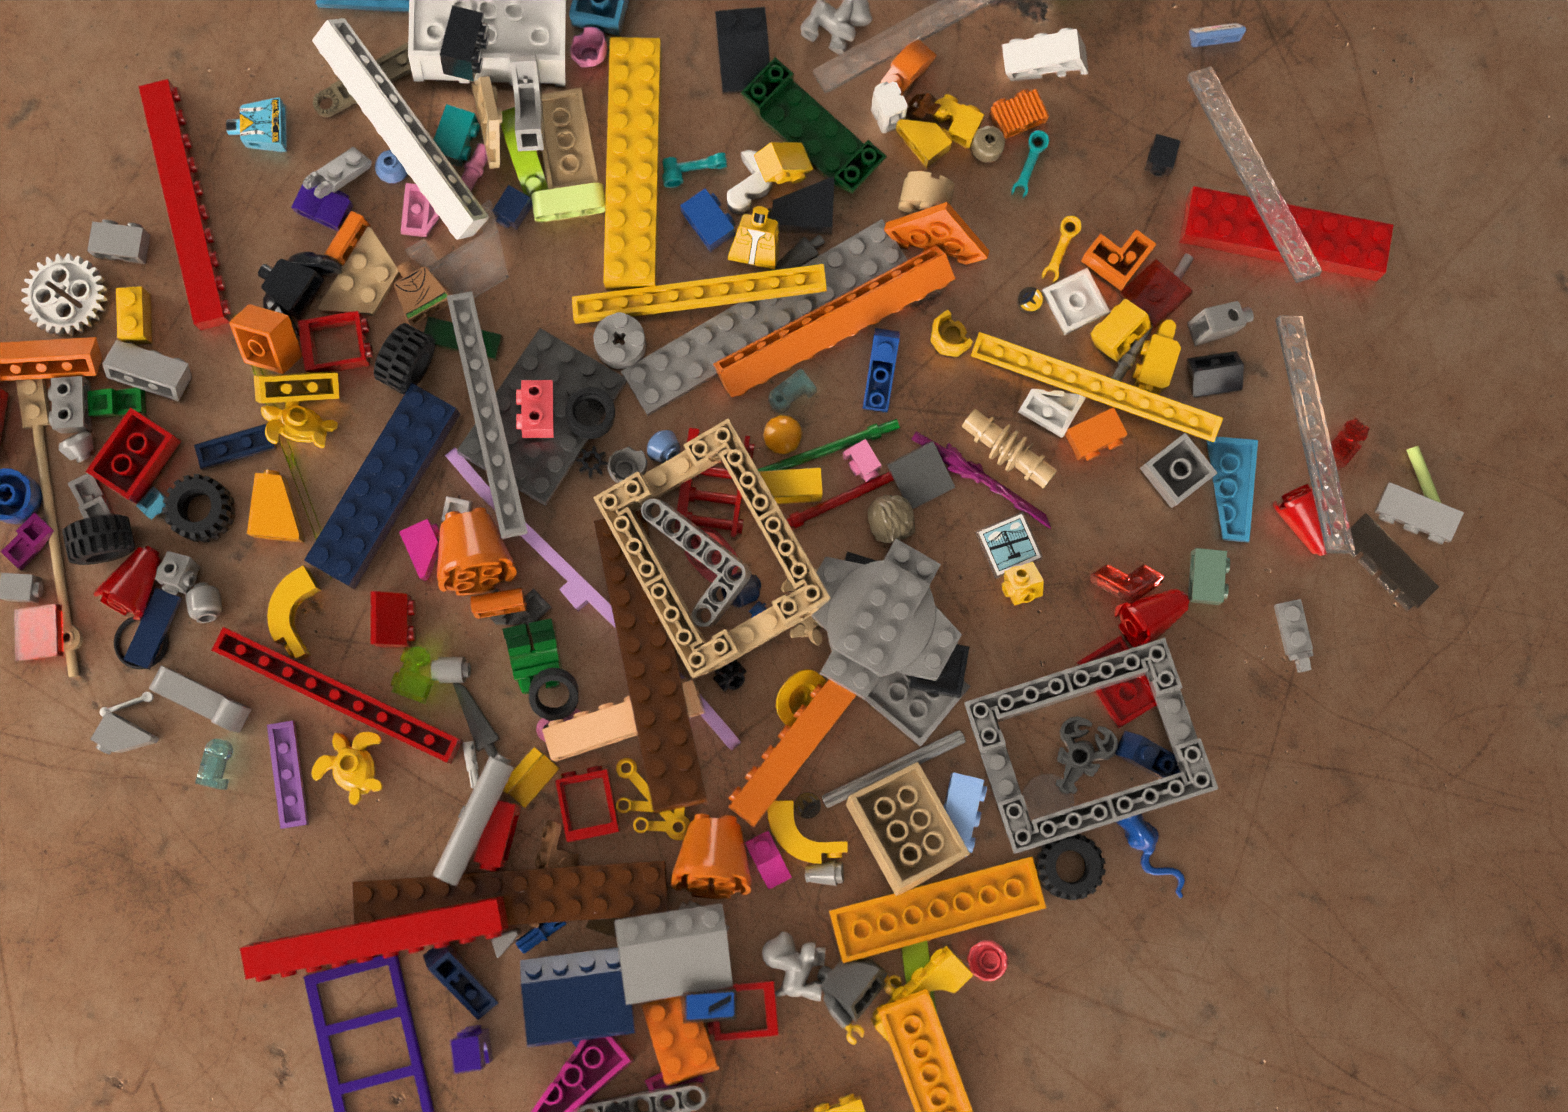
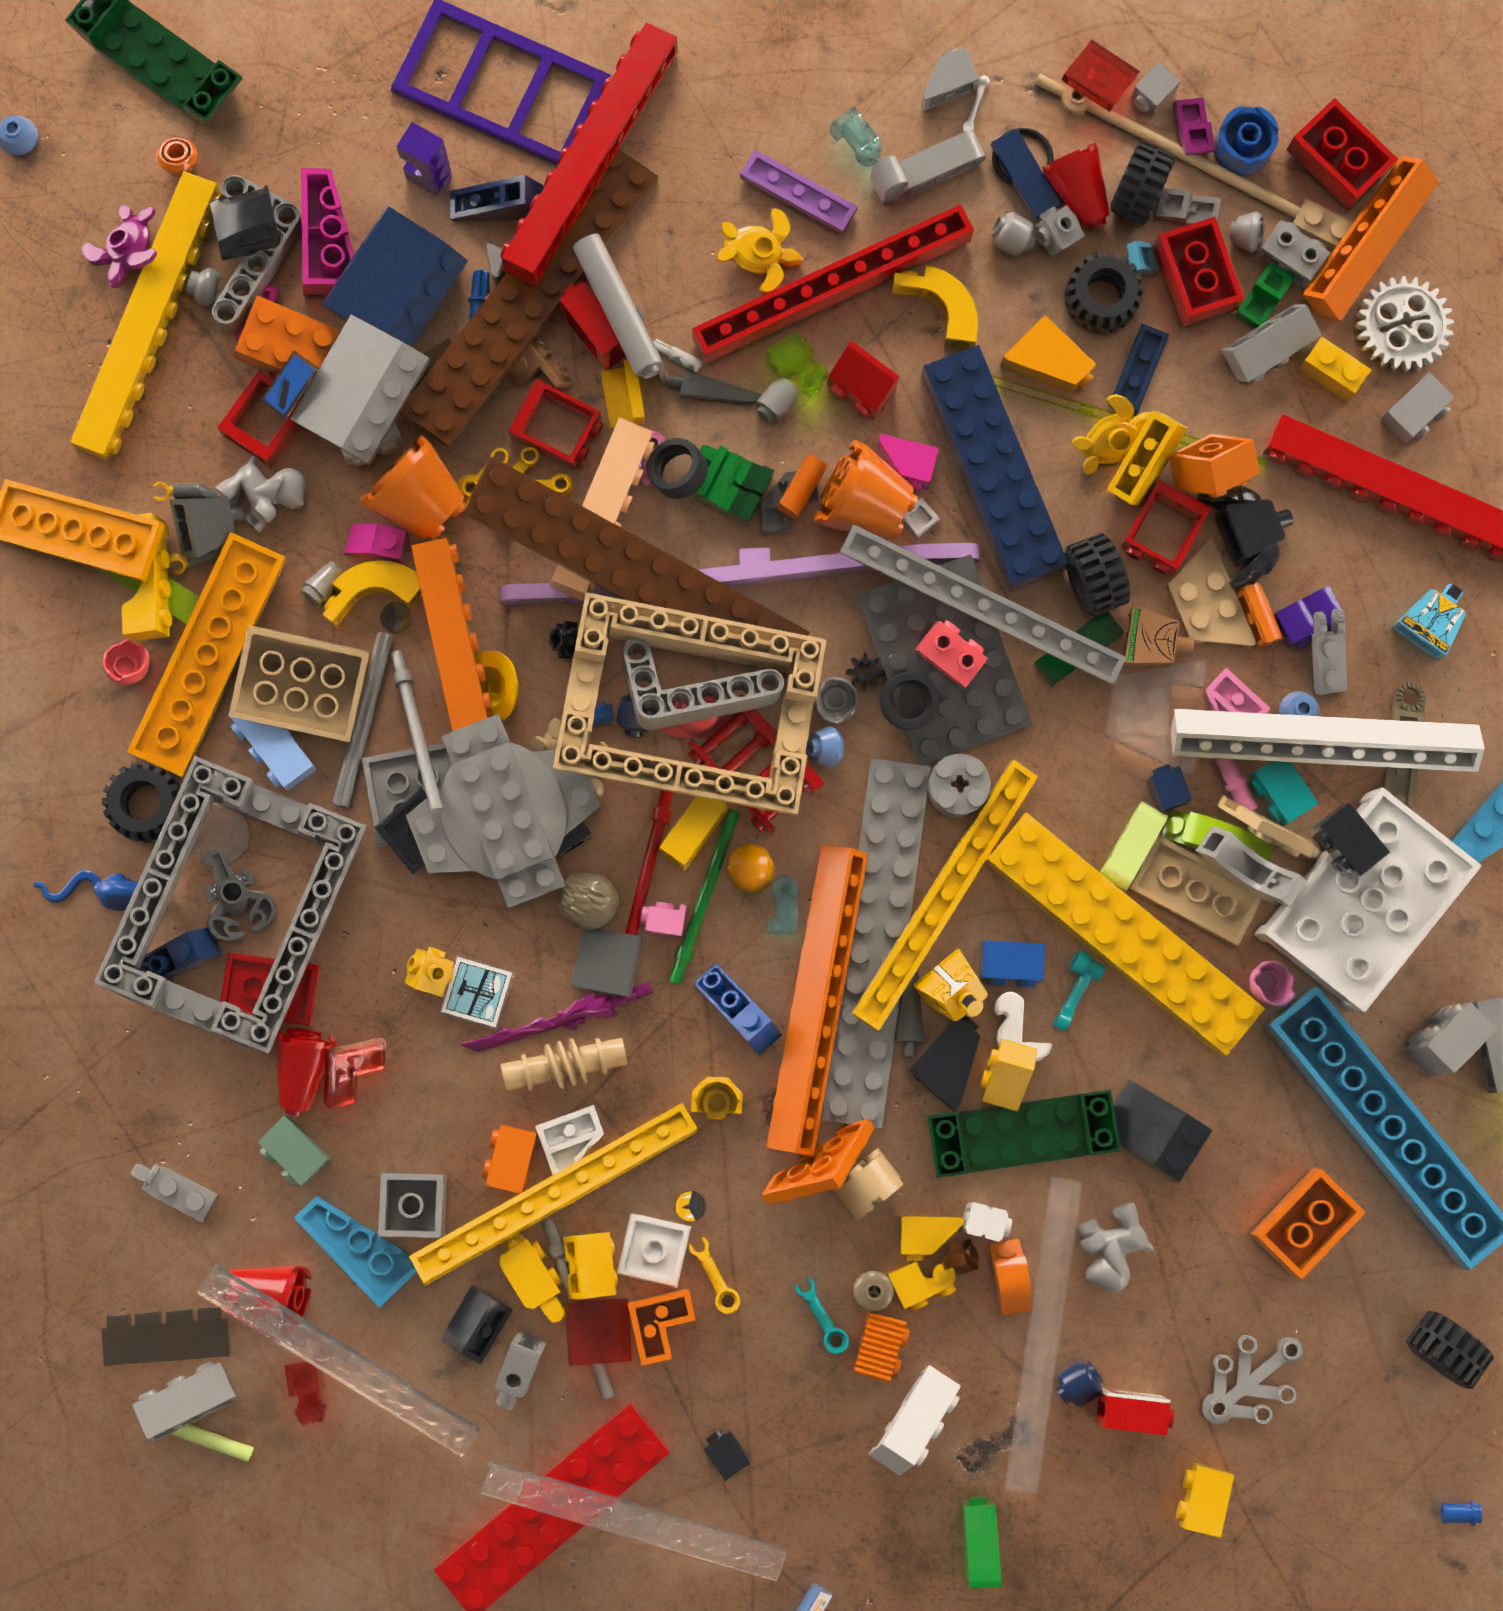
camera: 125 degrees right, 0 degrees up
(846, 761) = (404, 681): none -> light grey bar

